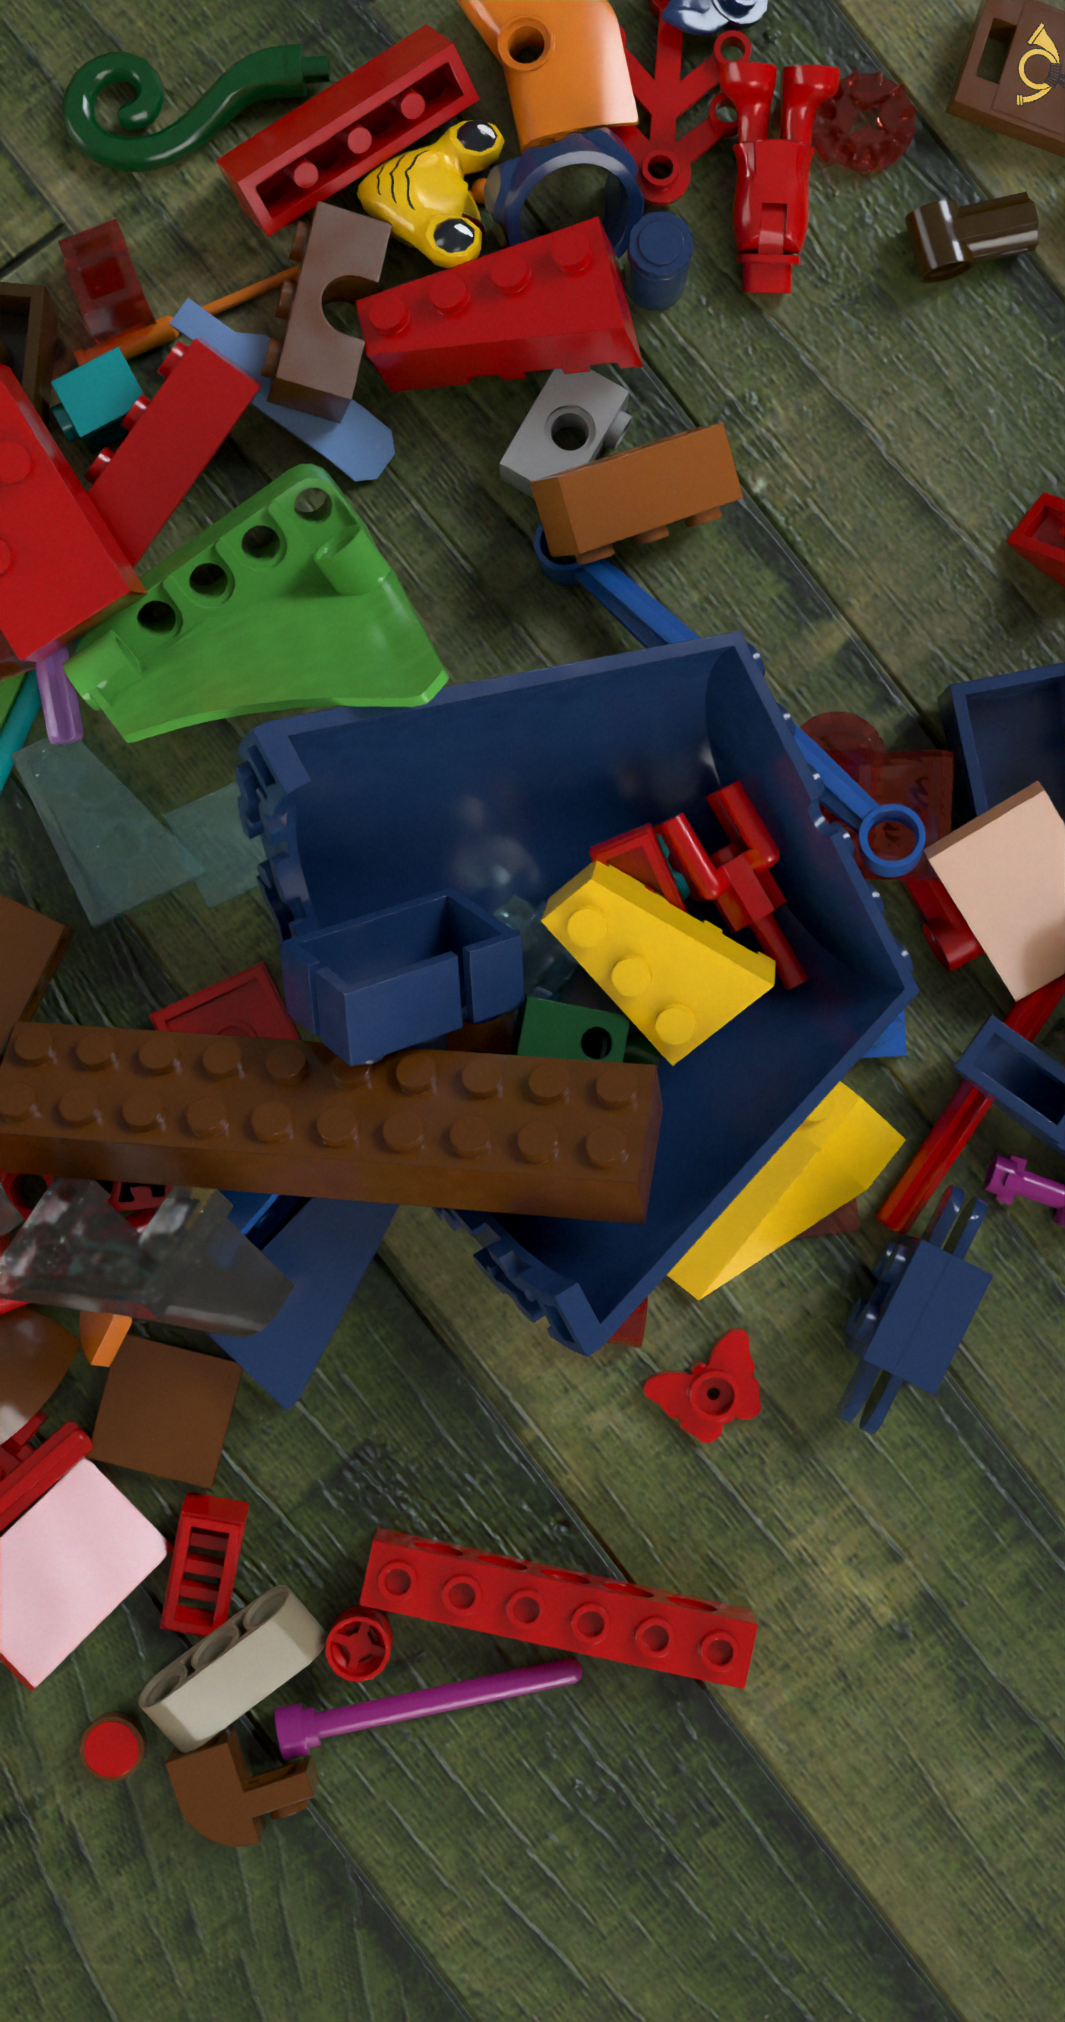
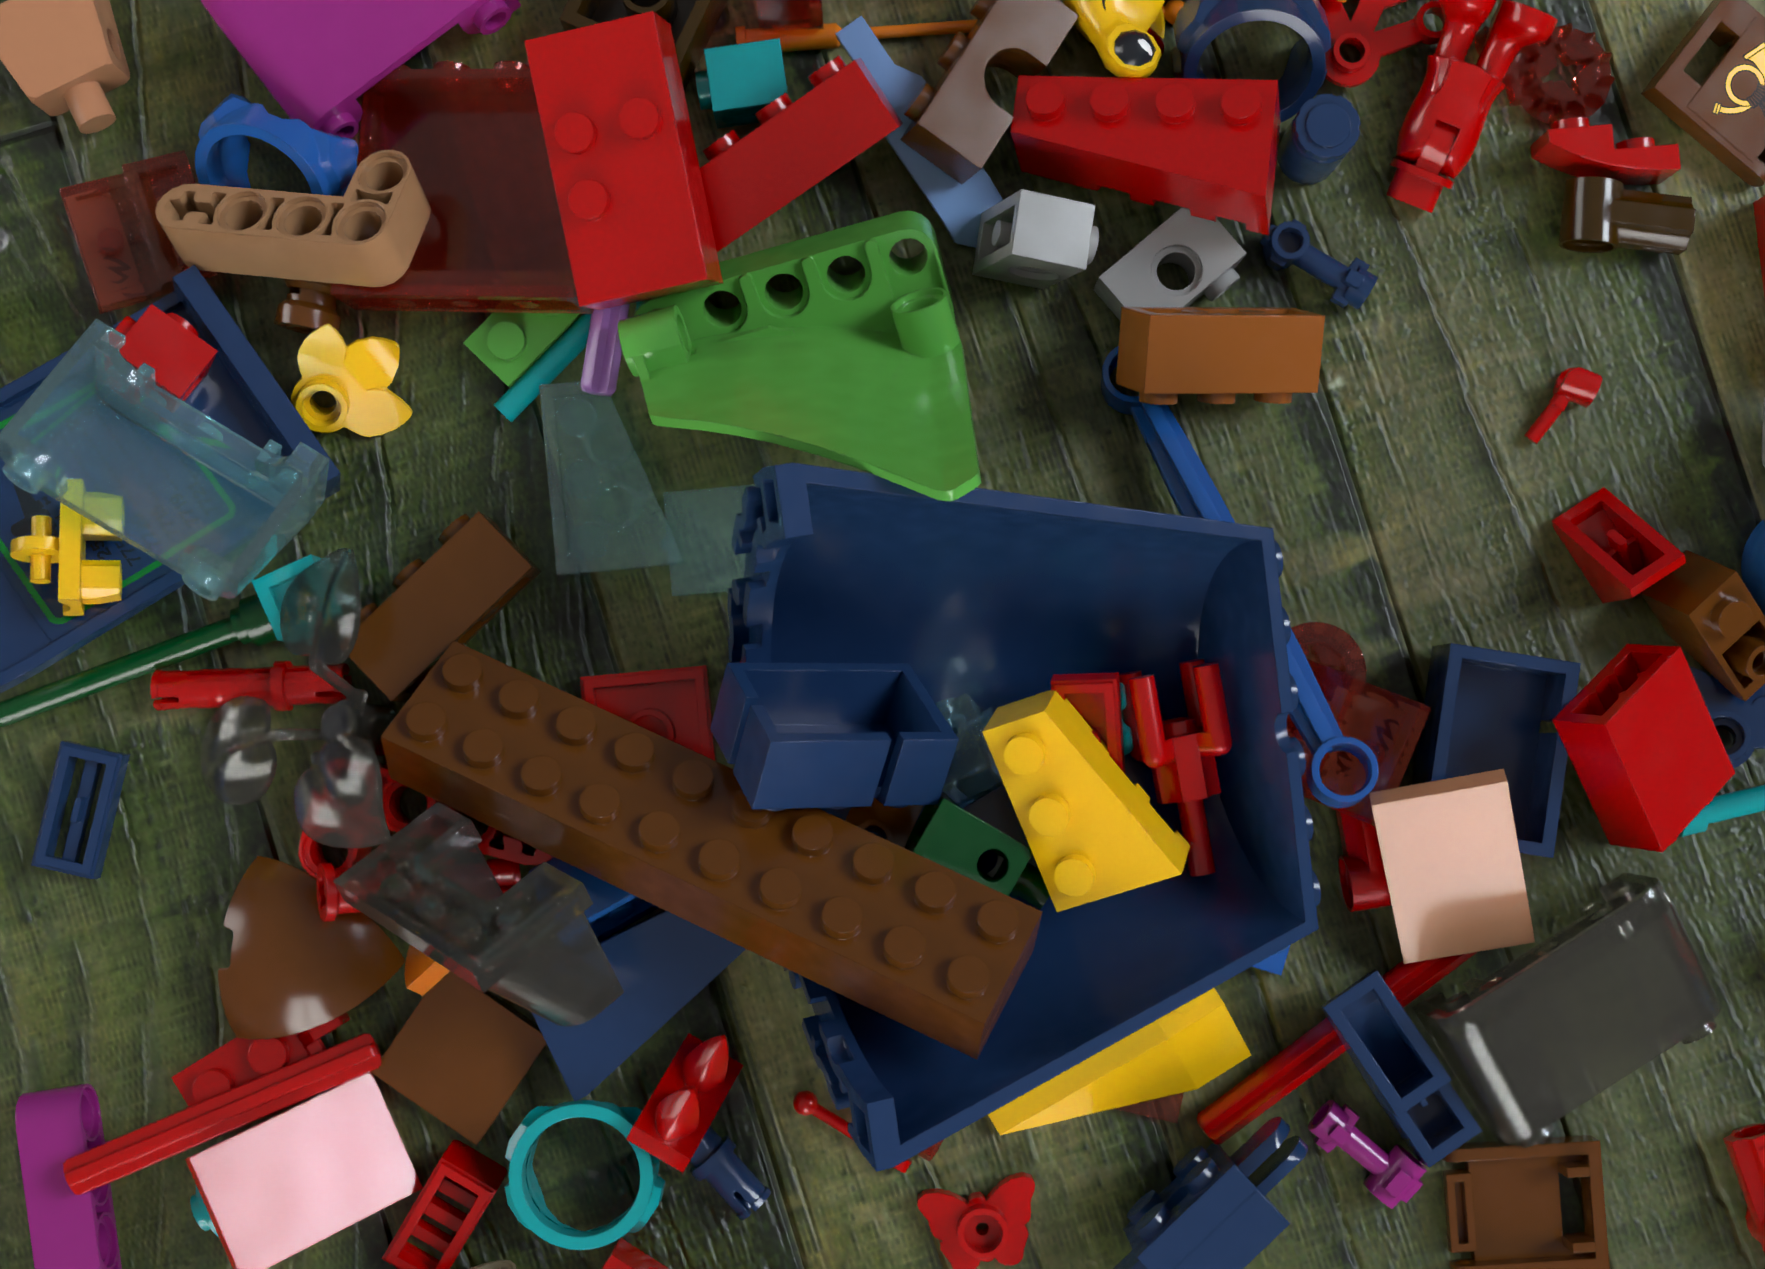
camera: 25 degrees right, 0 degrees up
(275, 1519) = (525, 1194): none -> teal piece
(391, 1371) = (686, 1100): none -> red tile
(427, 448) = (1035, 239): none -> light grey brick
(437, 1419) = (728, 1174): none -> dark blue pin
(506, 1338) = (806, 1103): none -> red hinge
(667, 372) = (1290, 245): none -> dark blue bar
(913, 181) = (1590, 151): none -> red slope
(980, 407) = (1571, 385): none -> red hand

